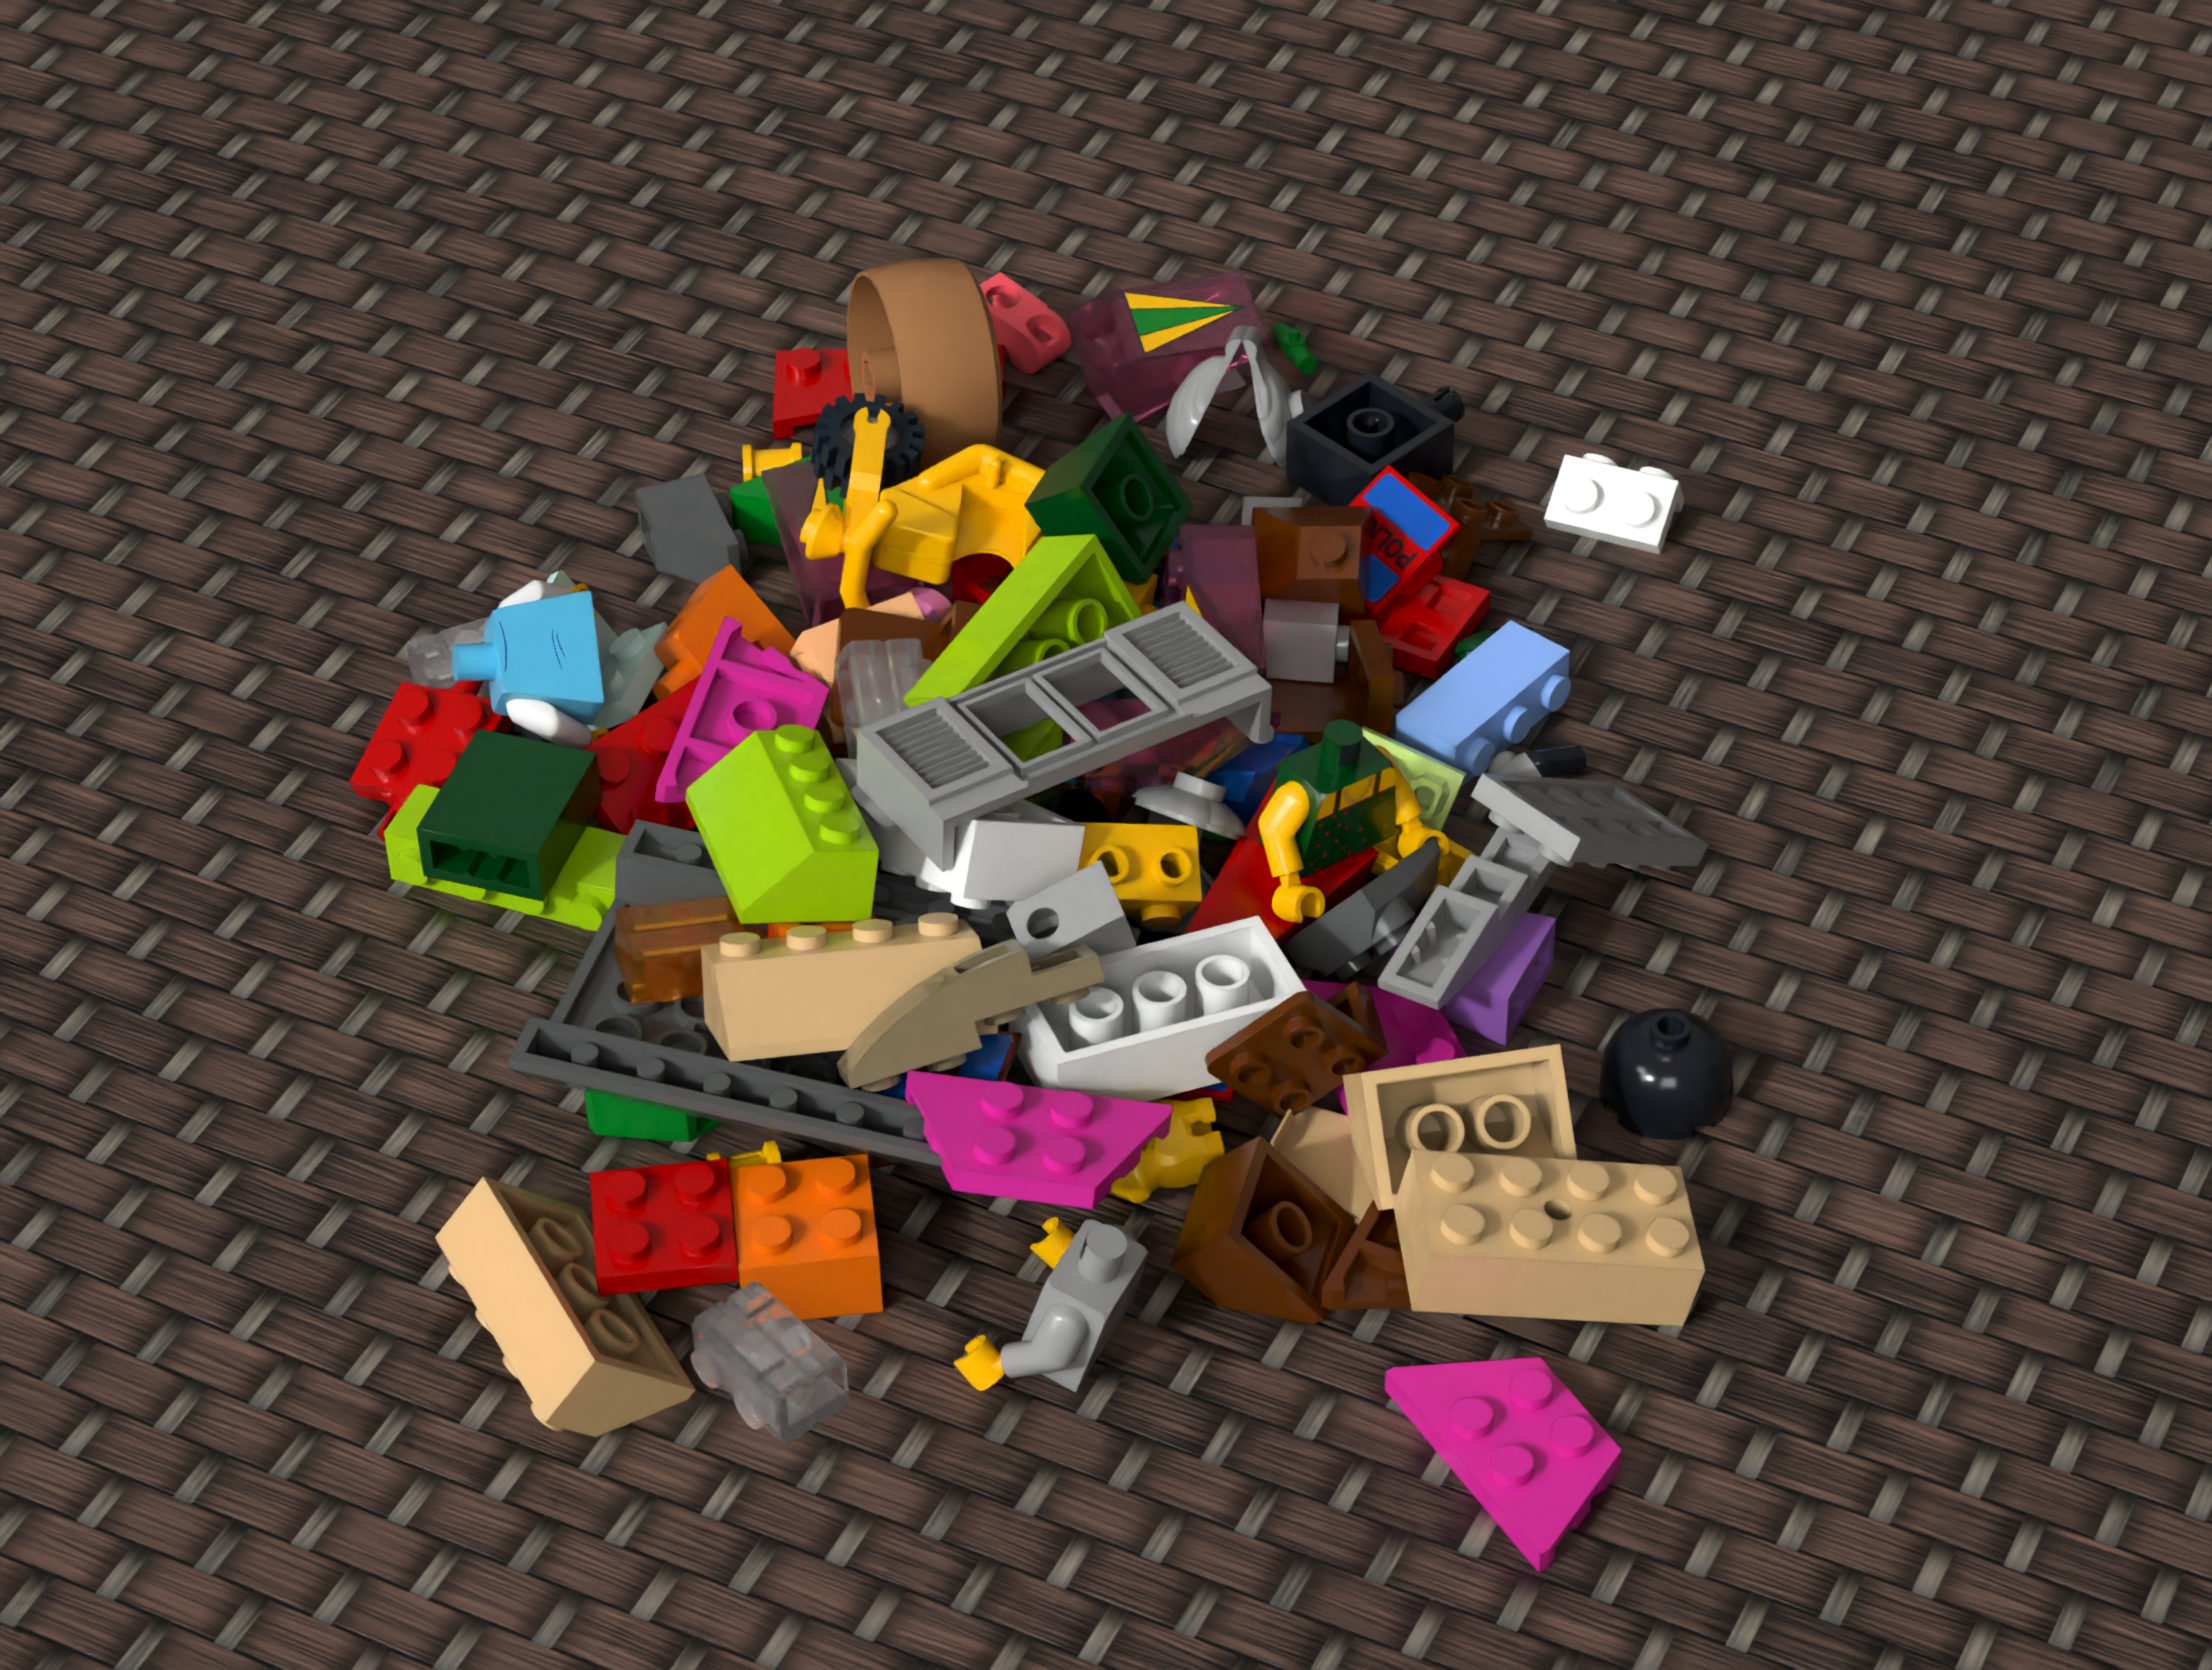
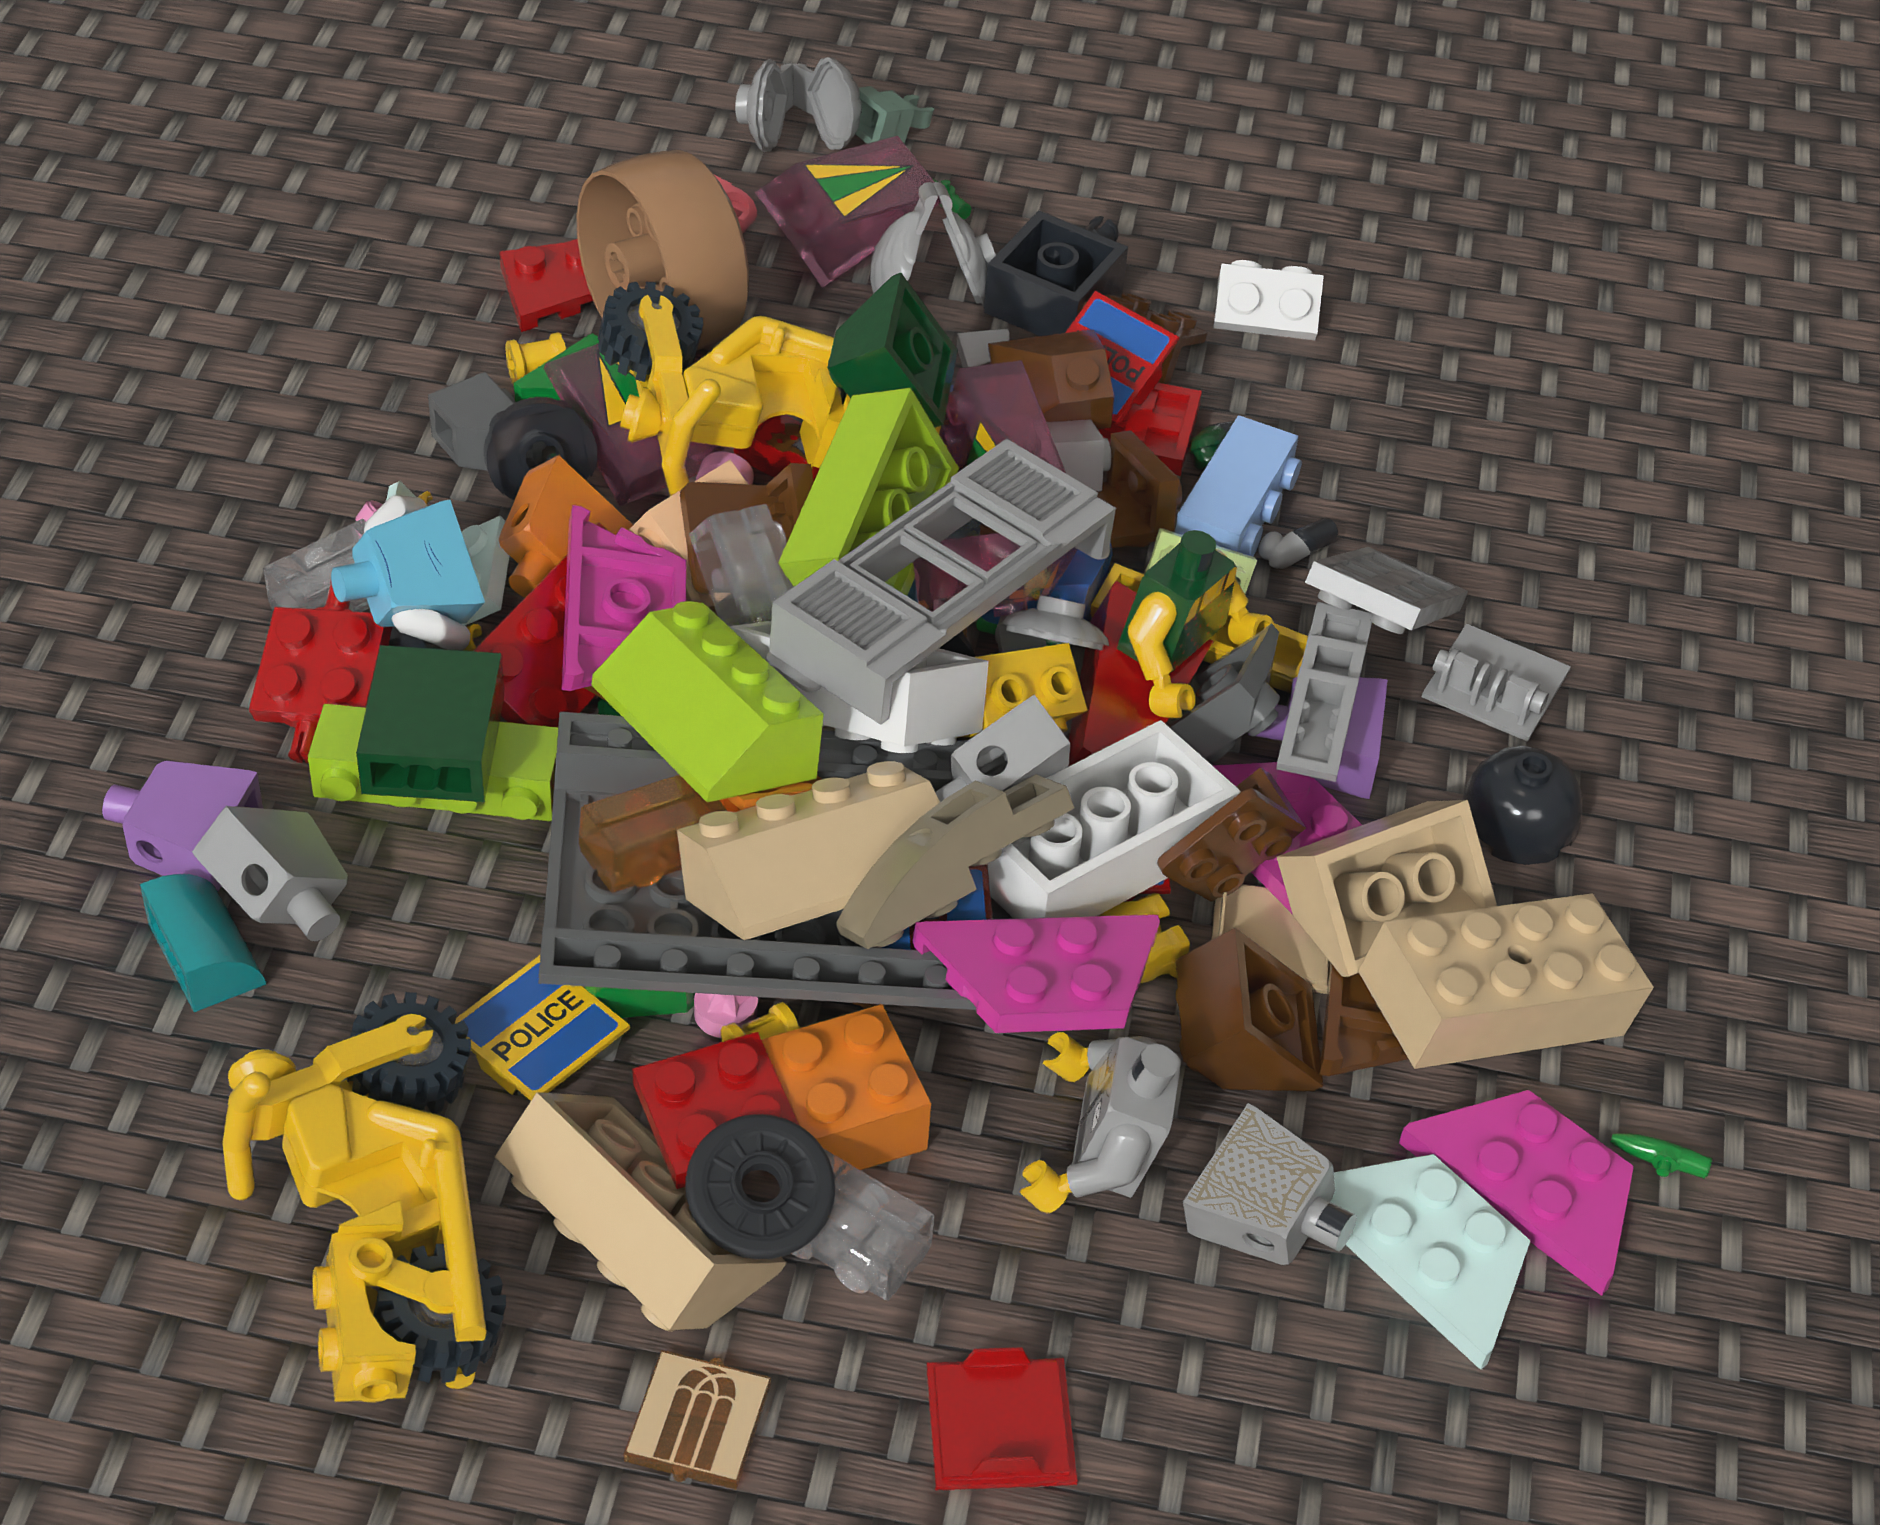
camera: 20 degrees left, 5 degrees up
(229, 993) = (199, 939): none -> teal brick
(254, 880) = (176, 811): none -> medium lavender torso
(305, 1316) = (403, 1179): none -> yellow piece
(315, 931) = (275, 867): none -> light grey torso
(523, 1129) = (538, 1033): none -> piece
(553, 1516) = (698, 1419): none -> piece
(681, 1341) = (750, 1226): none -> black wheel
(721, 1137) = (717, 1010): none -> bright pink tile
(737, 528) = (530, 421): none -> black plate
(854, 1572) = (1000, 1421): none -> red piece
(1130, 214) = (825, 93): none -> light grey animal
(1199, 1403) = (1266, 1193): none -> light grey torso
(1260, 250) = (889, 115): none -> sand green piece
(1368, 1486) = (1435, 1246): none -> light aqua wing
(1667, 1448) = (1663, 1155): none -> green helmet
(1696, 943) = (1495, 681): none -> light grey hinge

